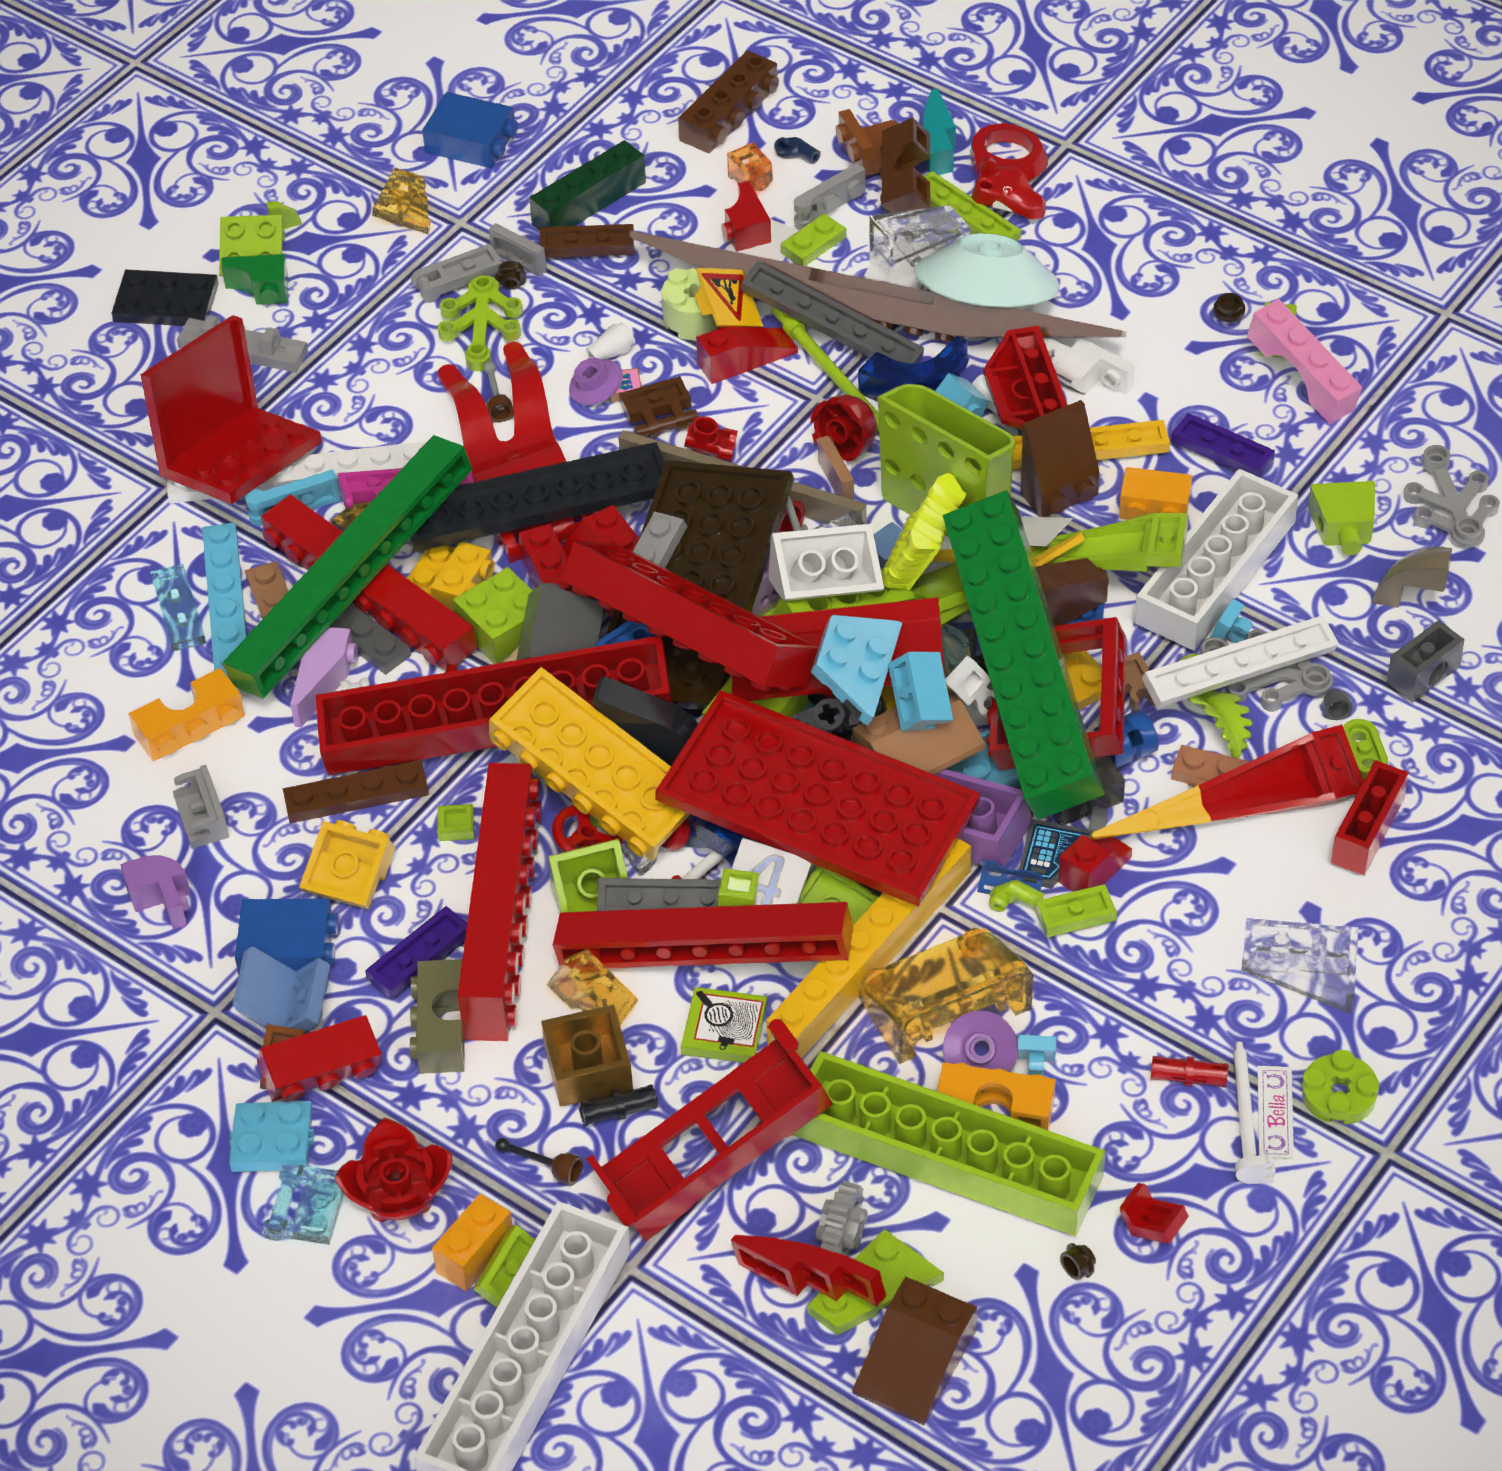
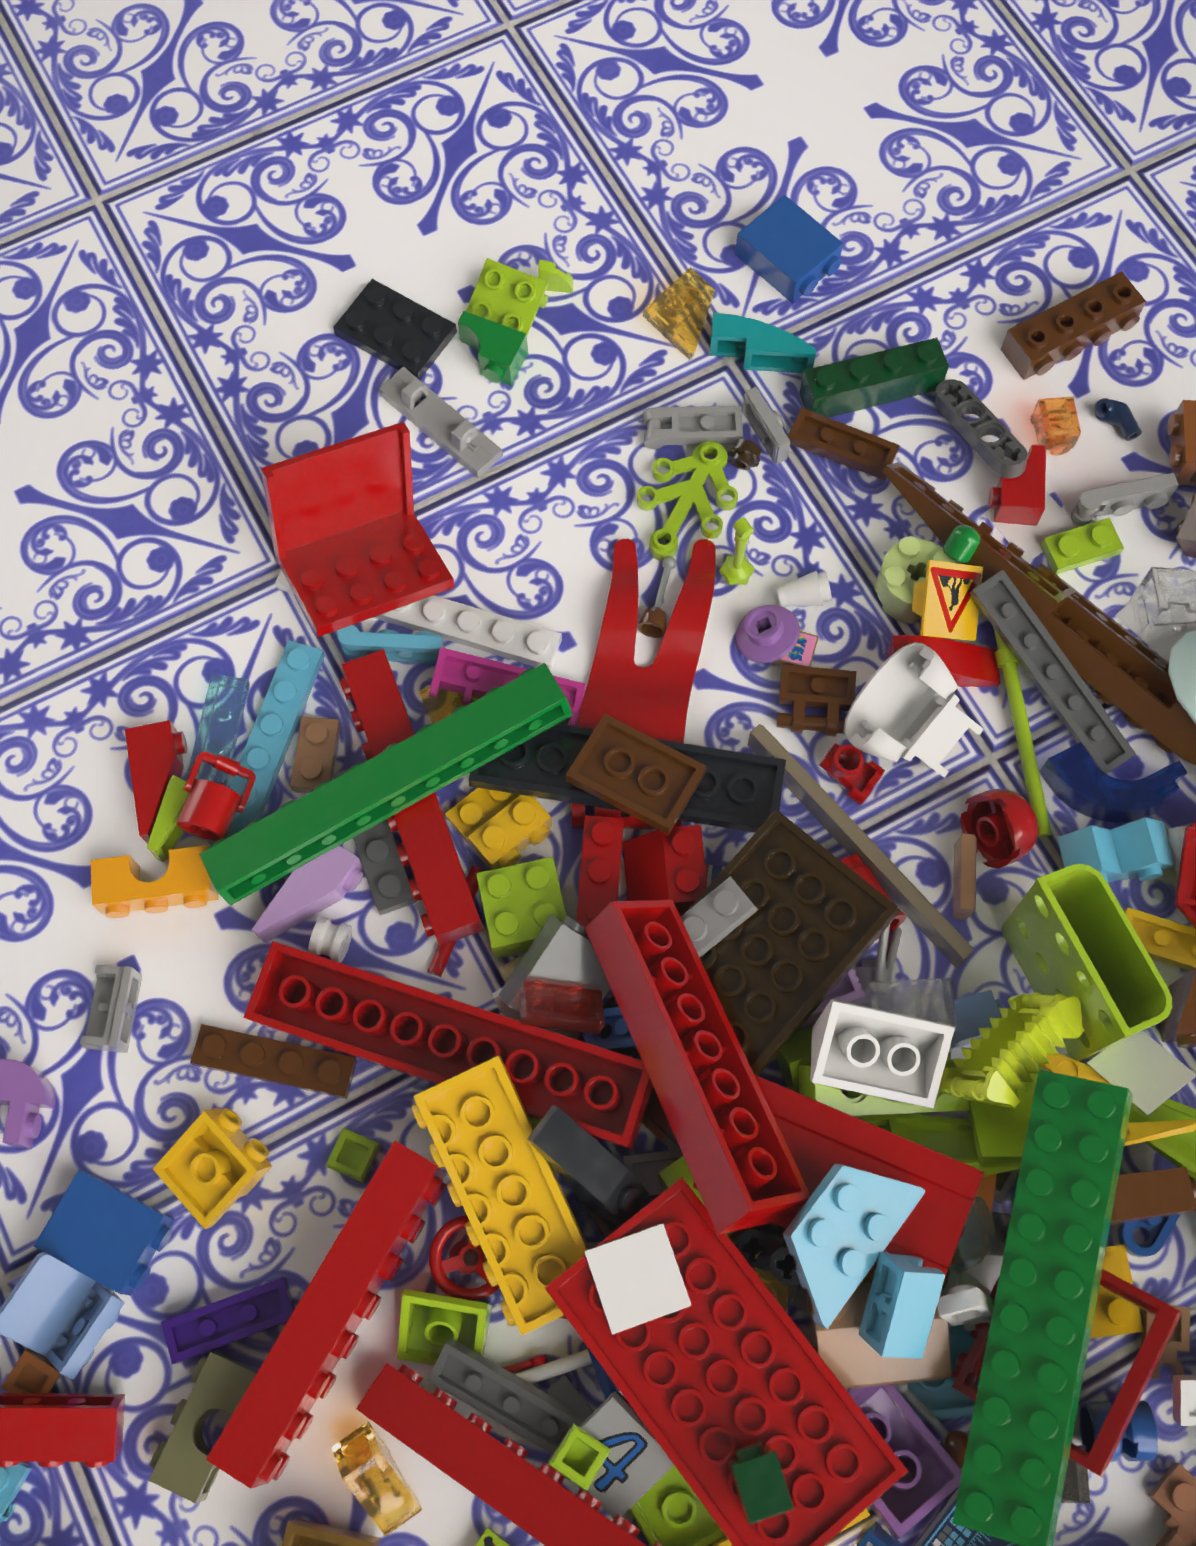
camera: 25 degrees right, 20 degrees up
(138, 643) = (153, 758): none -> red slope
(179, 666) = (165, 830): none -> lime slope
(208, 634) = (210, 805): none -> red piece
(481, 200) = (759, 344): none -> teal slope
(544, 485) = (636, 773): none -> reddish brown plate
(548, 350) = (737, 567): none -> lime piece
(568, 638) = (561, 1007): none -> clear red plate
(691, 189) = (986, 424): none -> dark grey beam
(717, 255) = (962, 543): none -> green piece
(721, 758) = (637, 1278): none -> white sticker
(735, 378) = (908, 708): none -> white piece
(876, 828) = (759, 1483): none -> dark green brick

